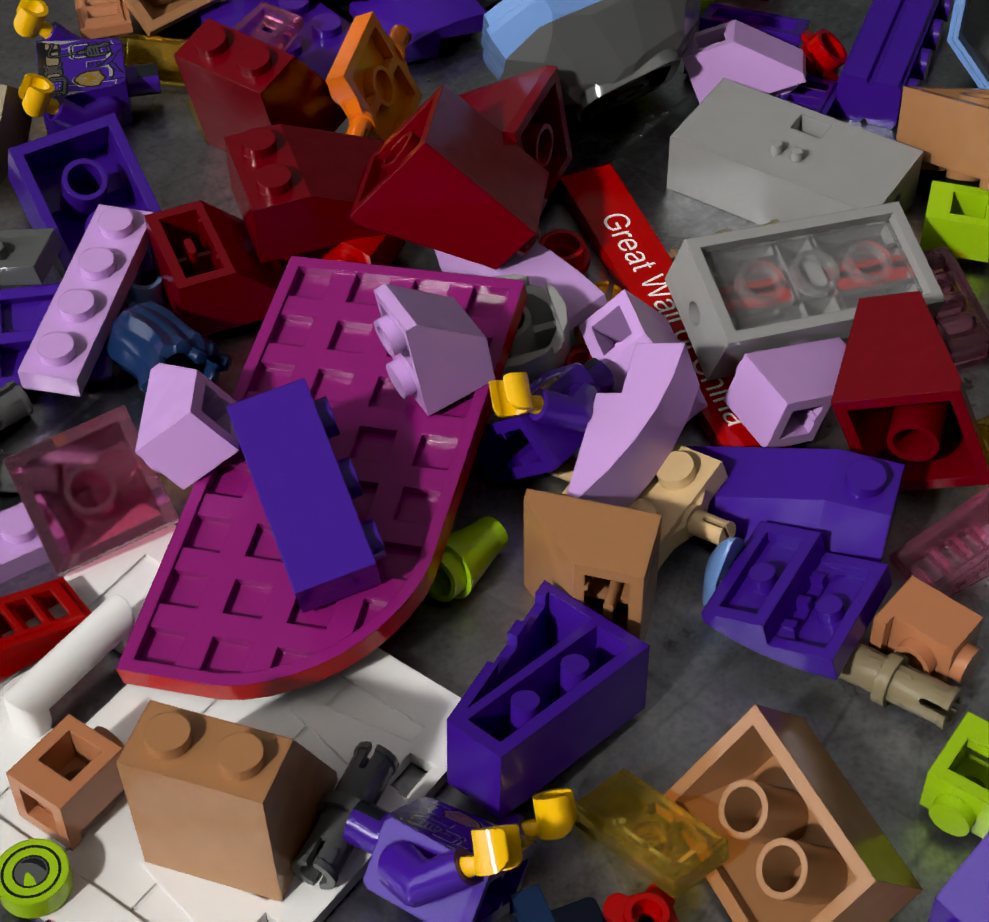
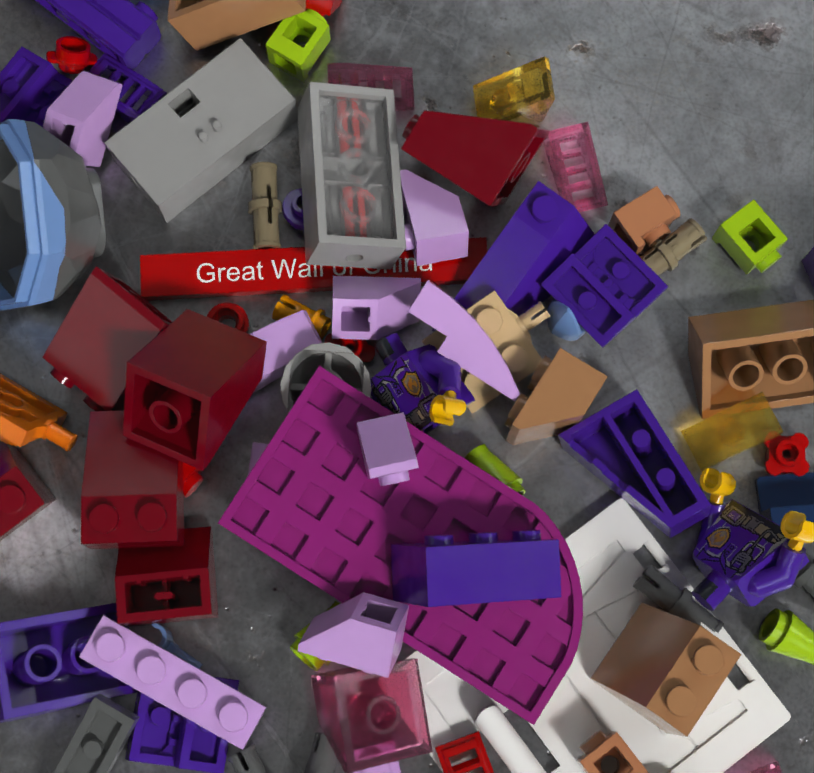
camera: 75 degrees left, 30 degrees up
(156, 335) = (245, 638): dark blue piece -> none

